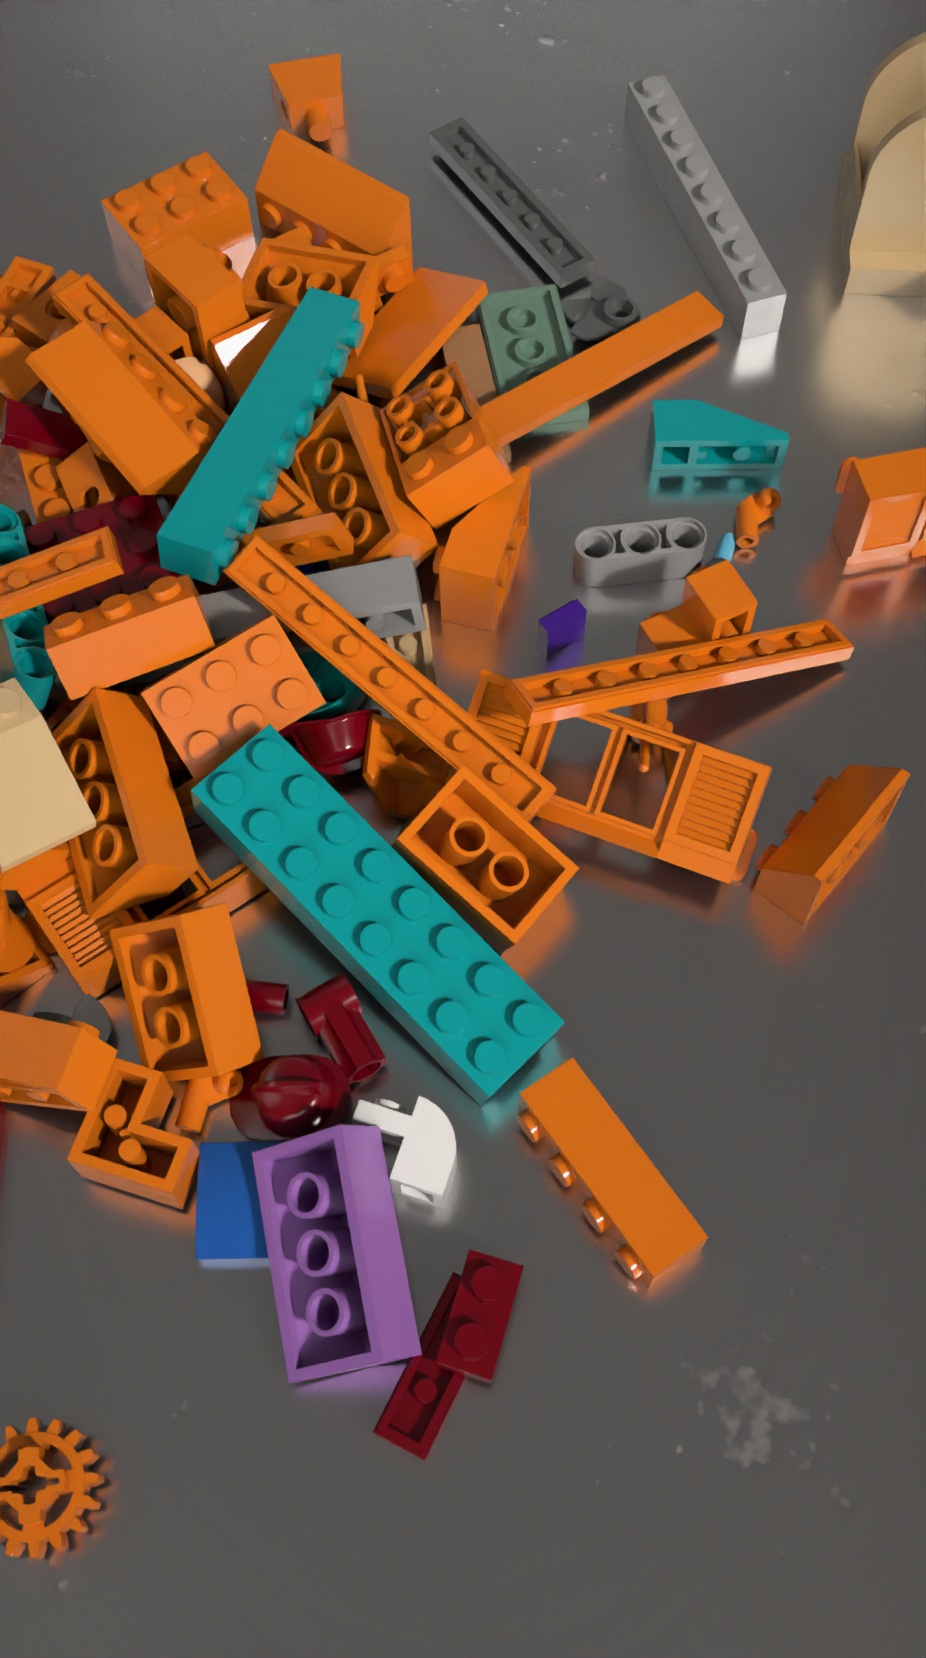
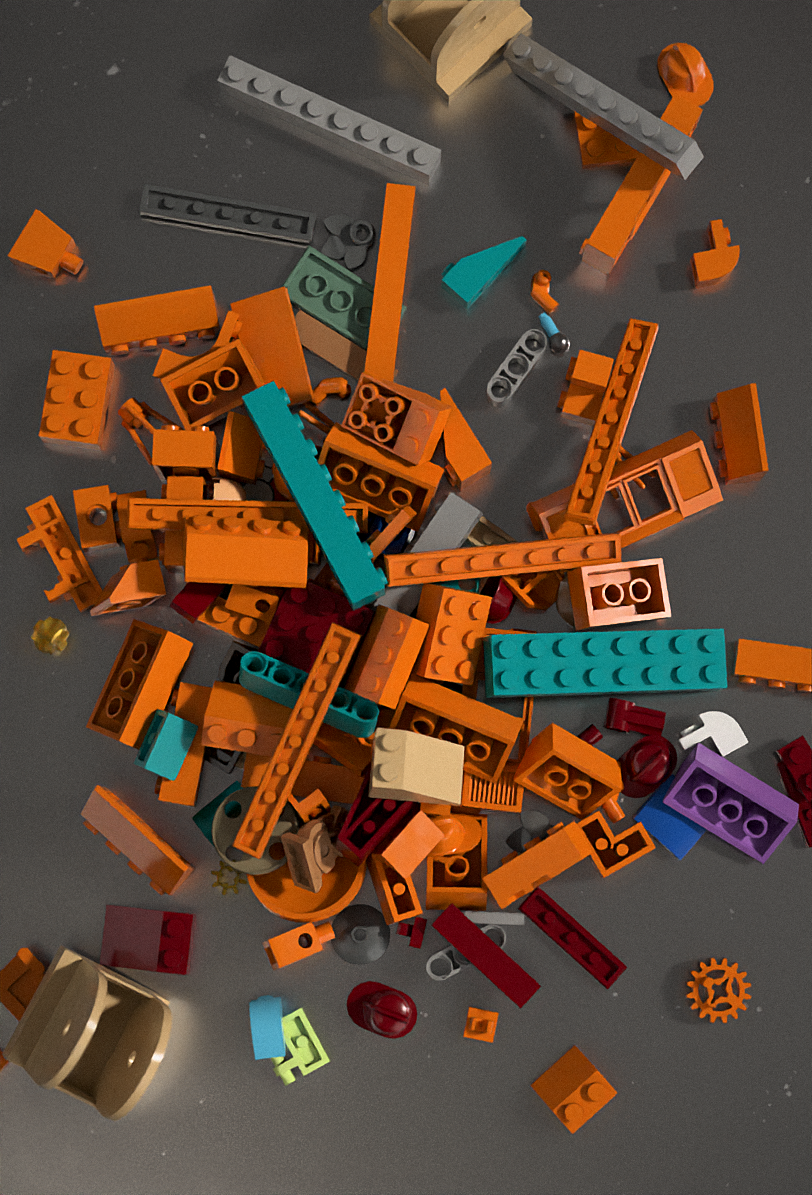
camera: 50 degrees left, 20 degrees up
(561, 628) = (524, 444): dark purple tile -> none

